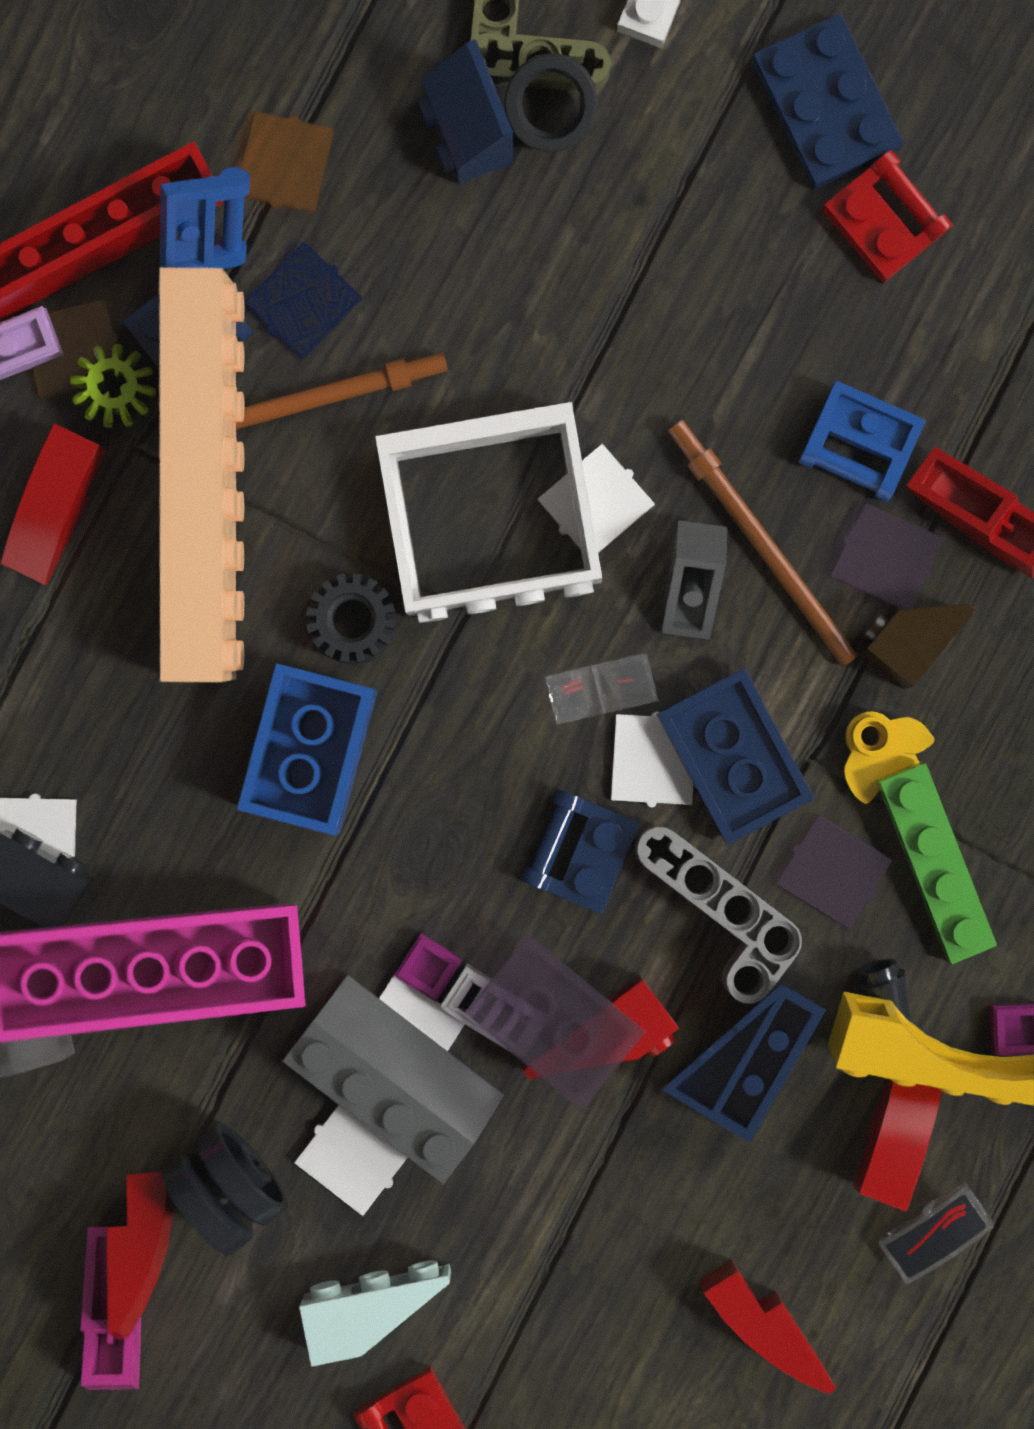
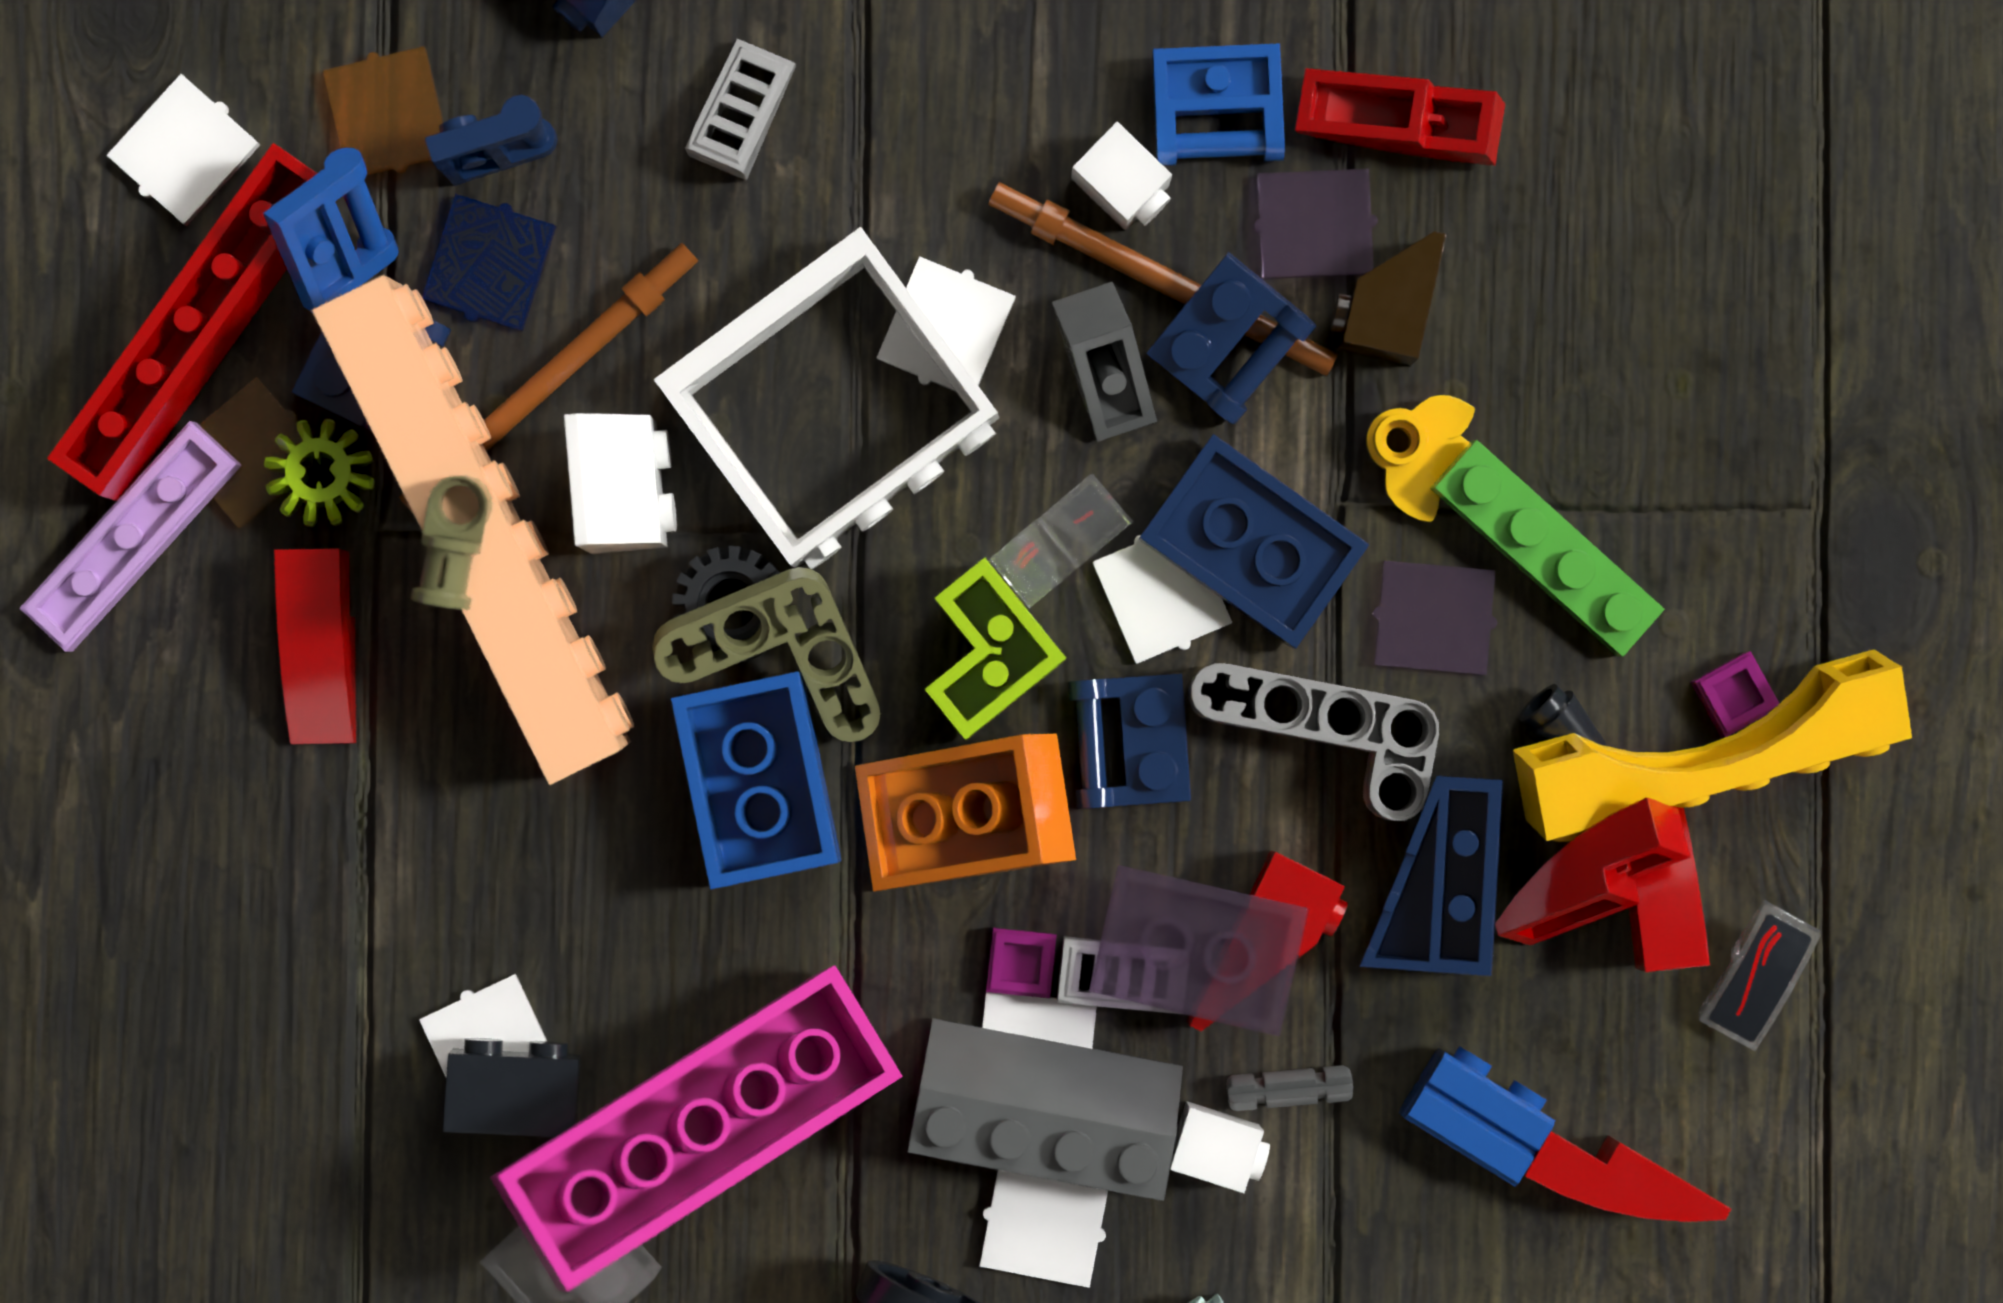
camera: 20 degrees left, 0 degrees up
(132, 118) = (183, 150): none -> white piece
(173, 480) = (451, 546): none -> olive connector
(315, 495) = (618, 482): none -> white slope
(345, 218) = (480, 148): none -> dark blue plate
(375, 650) = (776, 627): none -> olive beam
(441, 843) = (965, 811): none -> orange slope
(498, 304) = (723, 157): none -> light grey slope
(500, 1165) = (1219, 1148): none -> white brick
(524, 751) = (1007, 654): none -> lime brick
(570, 1147) = (1289, 1088): none -> dark grey axle
(691, 1233) = (1478, 1116): none -> blue brick
(770, 459) = (1123, 178): none -> white brick
(782, 592) = (1215, 323): none -> dark blue plate
(859, 1106) = (1596, 872): none -> red slope

